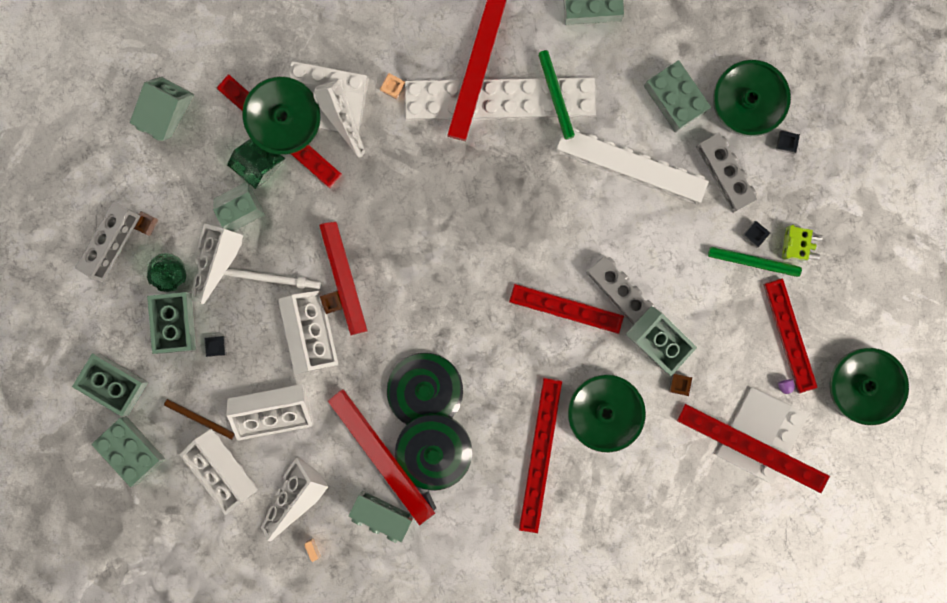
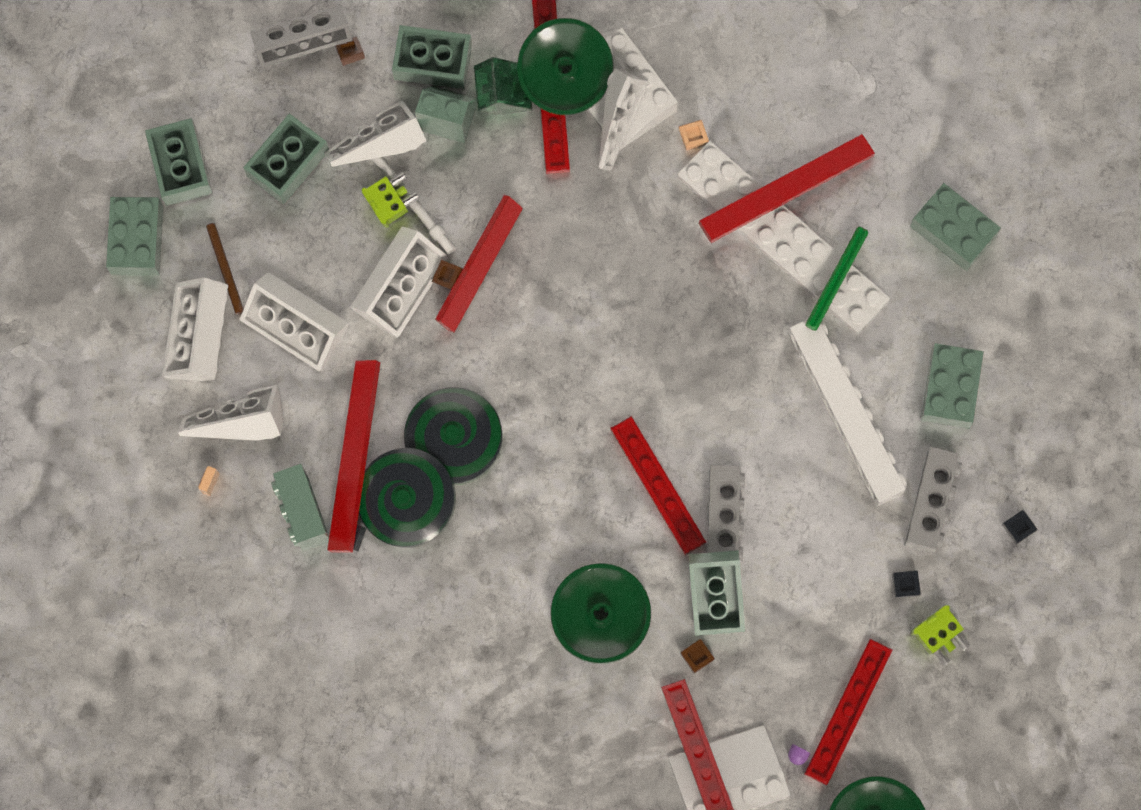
camera: 50 degrees right, 10 degrees down
(166, 272) = (326, 109): clear green cylinder -> none
(197, 182) = (432, 57): none -> sand green brick
(215, 346) = (304, 217): black plate -> none
(249, 296) = (384, 208): none -> lime piece
(540, 455) = (501, 597): red tile -> none
(751, 98) = (1021, 452): dark green dish -> none
(753, 261) = (880, 609): green axle -> none

